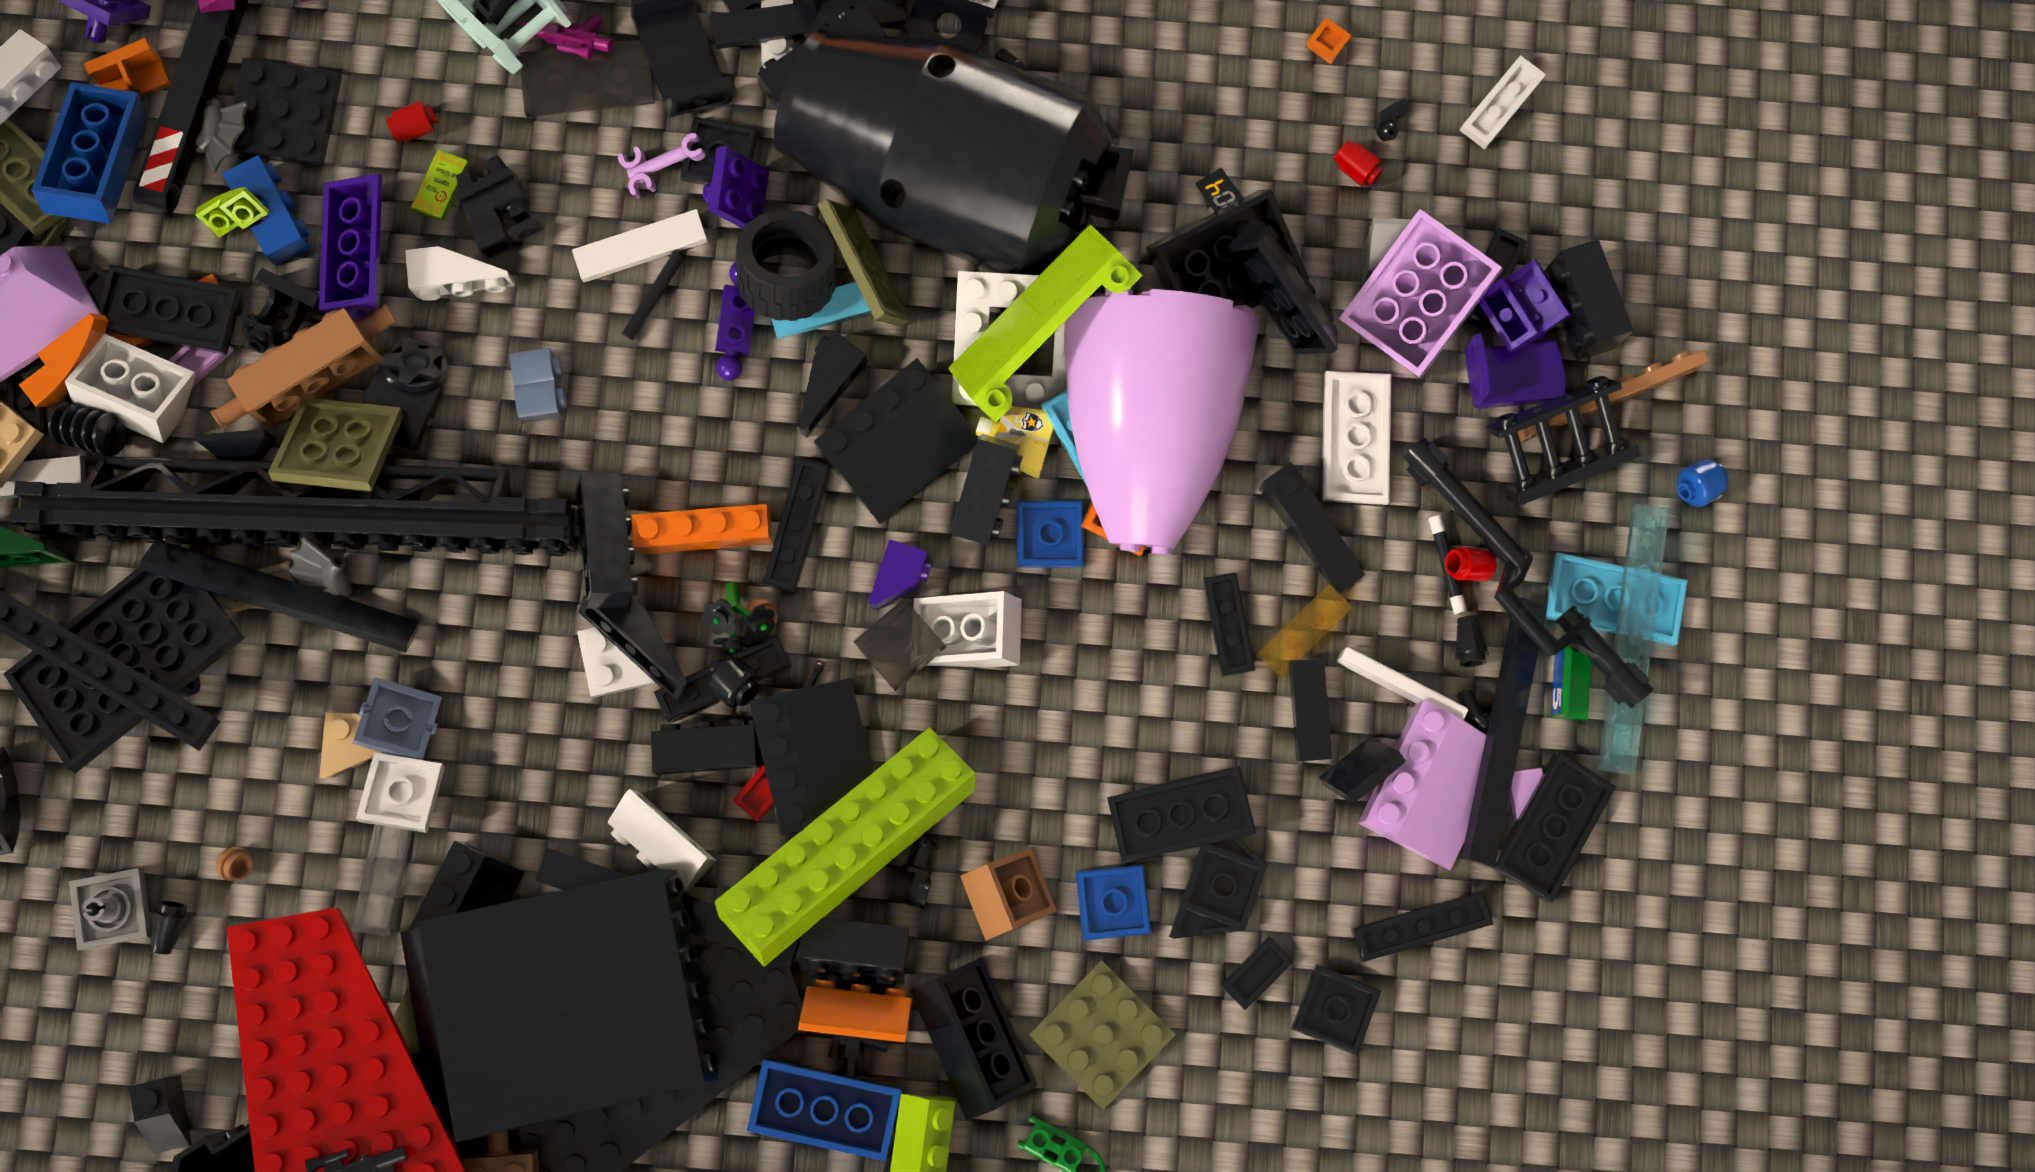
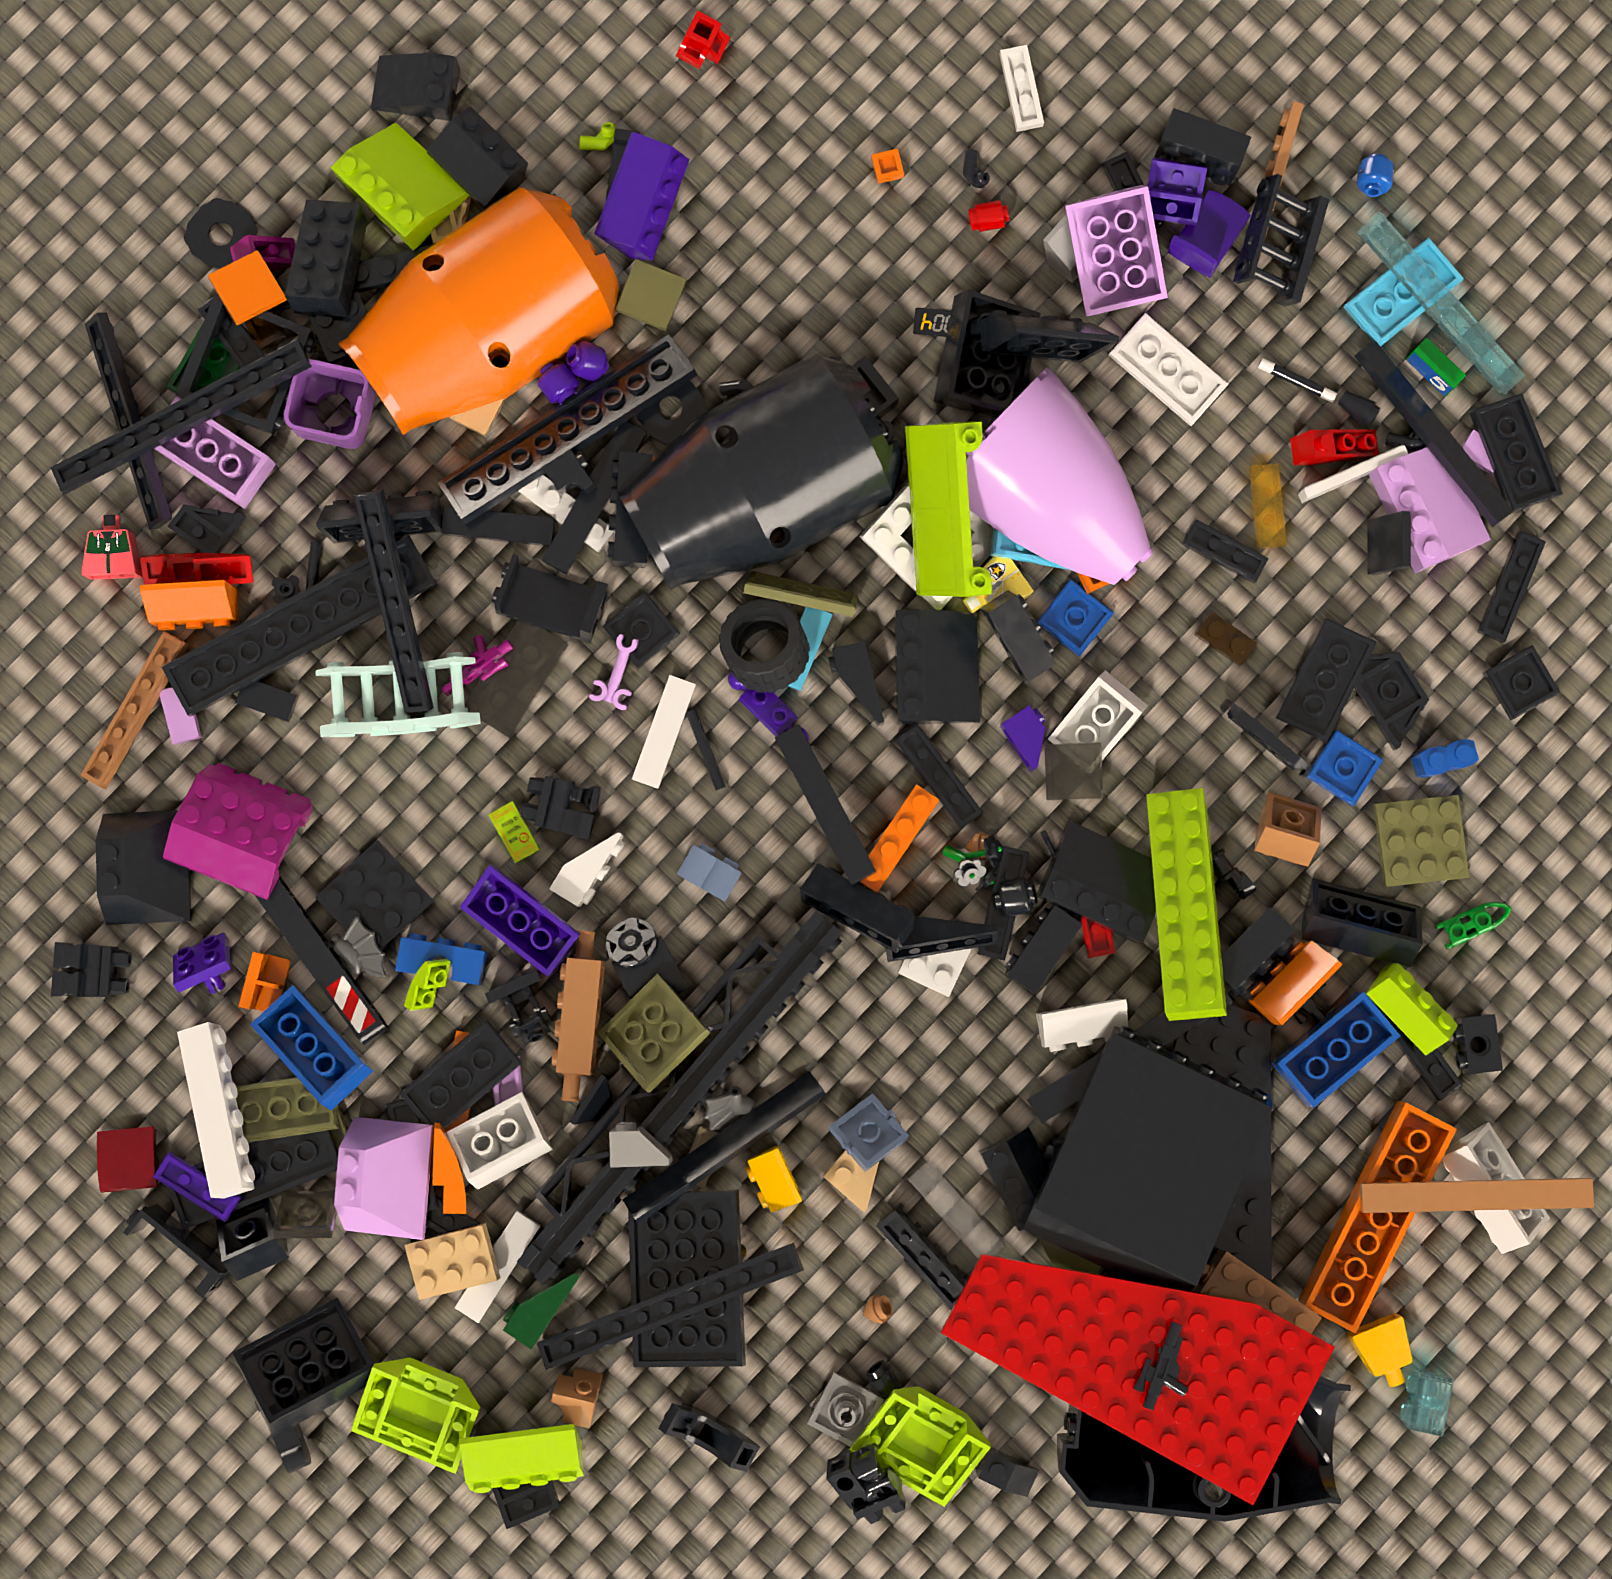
camera: 50 degrees left, 5 degrees up
(42, 982) = (865, 1484): none -> black hips
(86, 429) = (505, 1193): black piece -> none
(129, 1005) = (924, 1442): none -> lime slope
(198, 500) = (636, 1147): none -> light grey slope
(287, 667) = (774, 1179): none -> yellow slope
(321, 856) = (922, 1255): none -> black hinge
(400, 792) = (920, 1165): white plate -> none
(411, 122) = (455, 817): red brick -> none
(679, 437) = (825, 805): none -> black tile
(736, 187) = (682, 638): dark purple plate -> none
(1076, 799) = (1265, 738): none -> black tile
(1145, 690) = (1225, 638): none -> dark brown plate
(1206, 997) = (1445, 758): none -> blue brick
(1256, 973) = (1459, 713): black tile -> none
(1310, 709) = (1322, 544): black tile -> none
(1311, 526) = (1204, 446): black slope -> none
(1413, 646) = (1333, 446): none -> red slope
(1470, 564) = (1311, 365): red brick -> none
(1624, 680) = (1463, 332): black piece -> none

